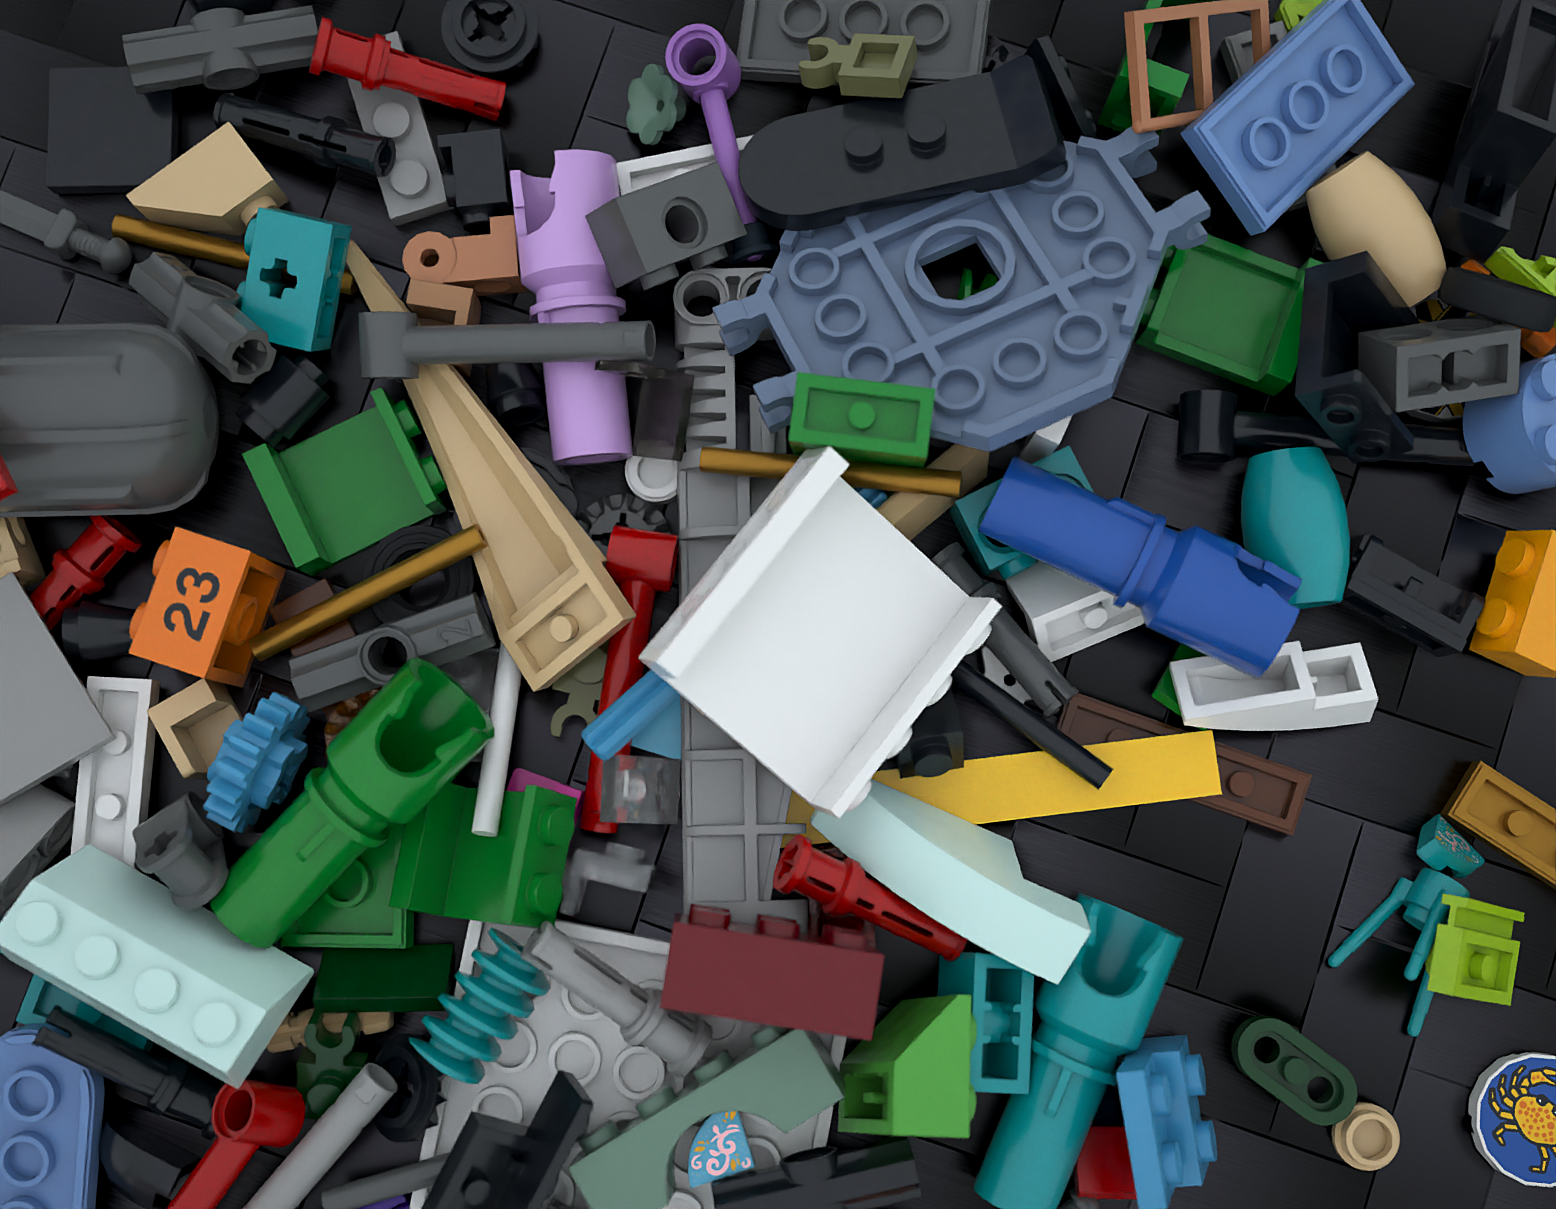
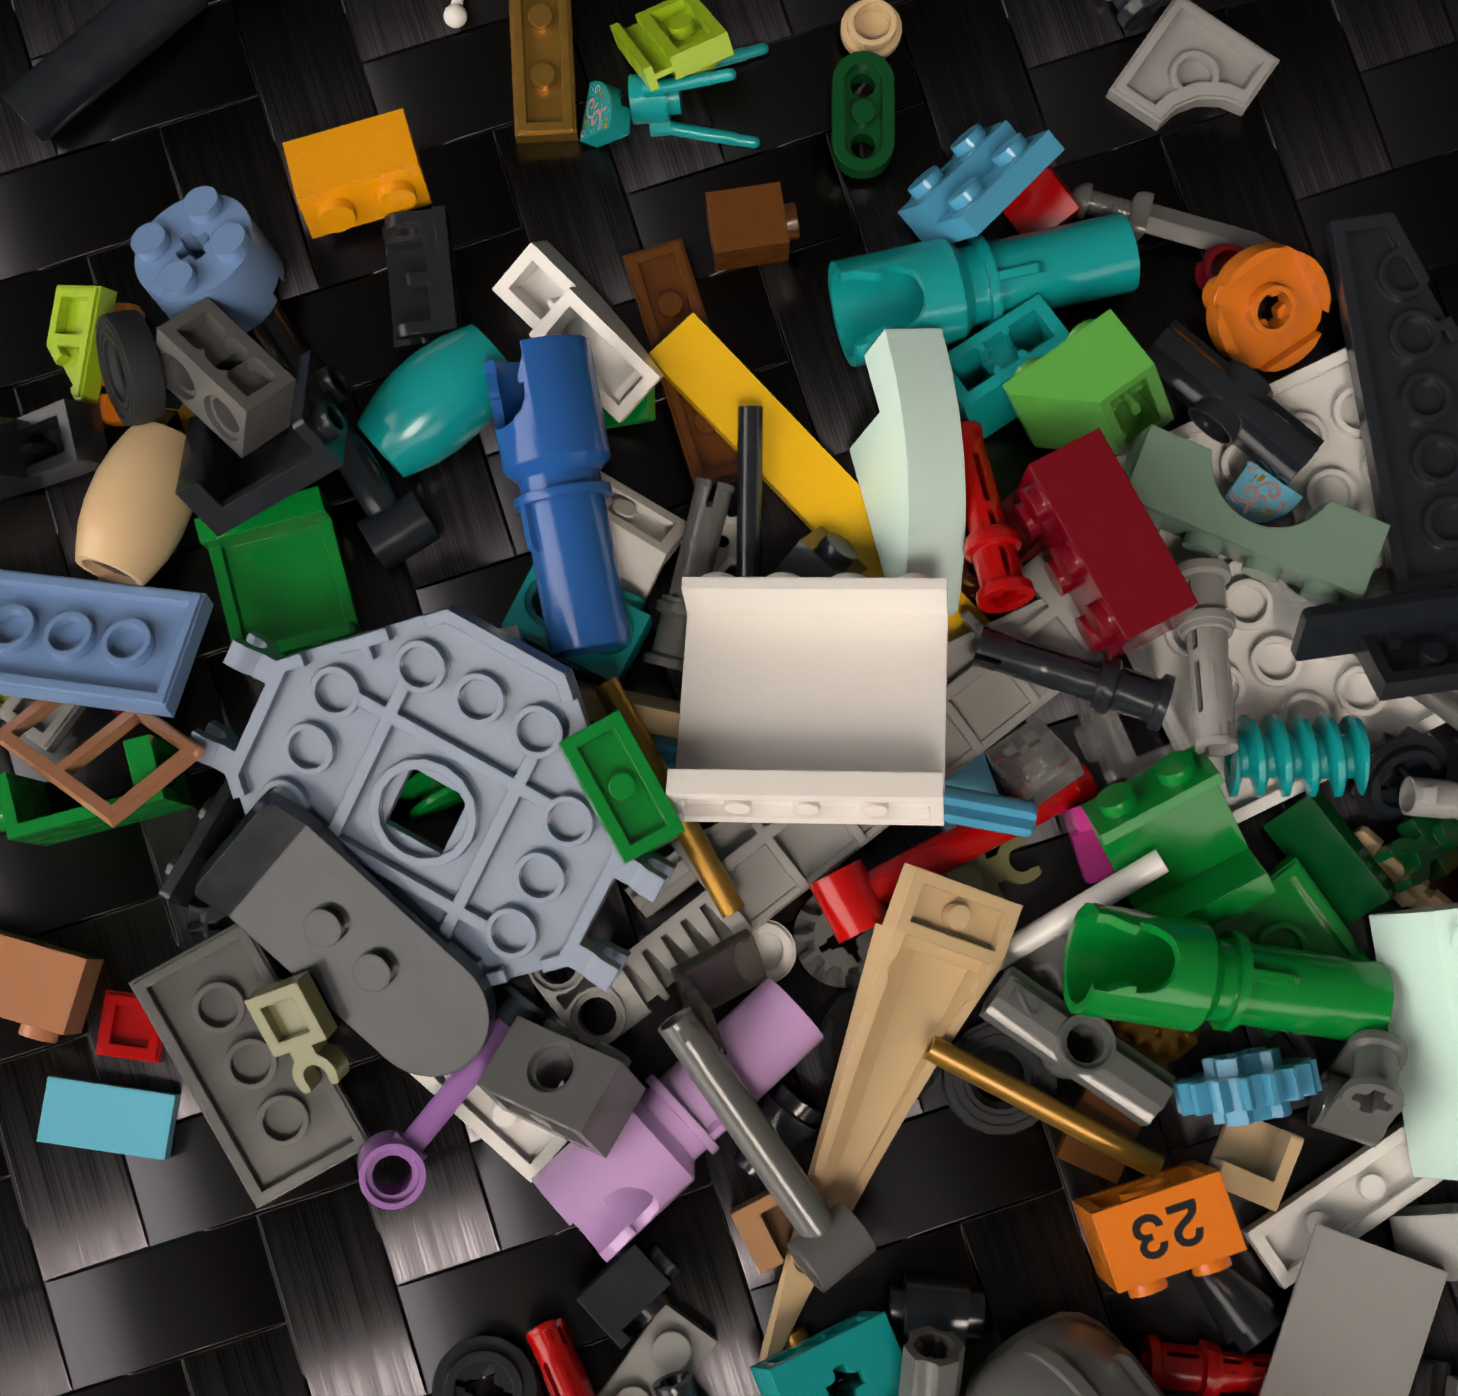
camera: 125 degrees left, 0 degrees up
(348, 485) = (965, 1199): green panel -> none
(476, 262) = (709, 1242): nougat leg -> none
(654, 104) = (454, 1190): sand green plant -> none
(658, 891) = (1103, 684): none -> black pin
(1263, 899) = (750, 226): none -> reddish brown brick

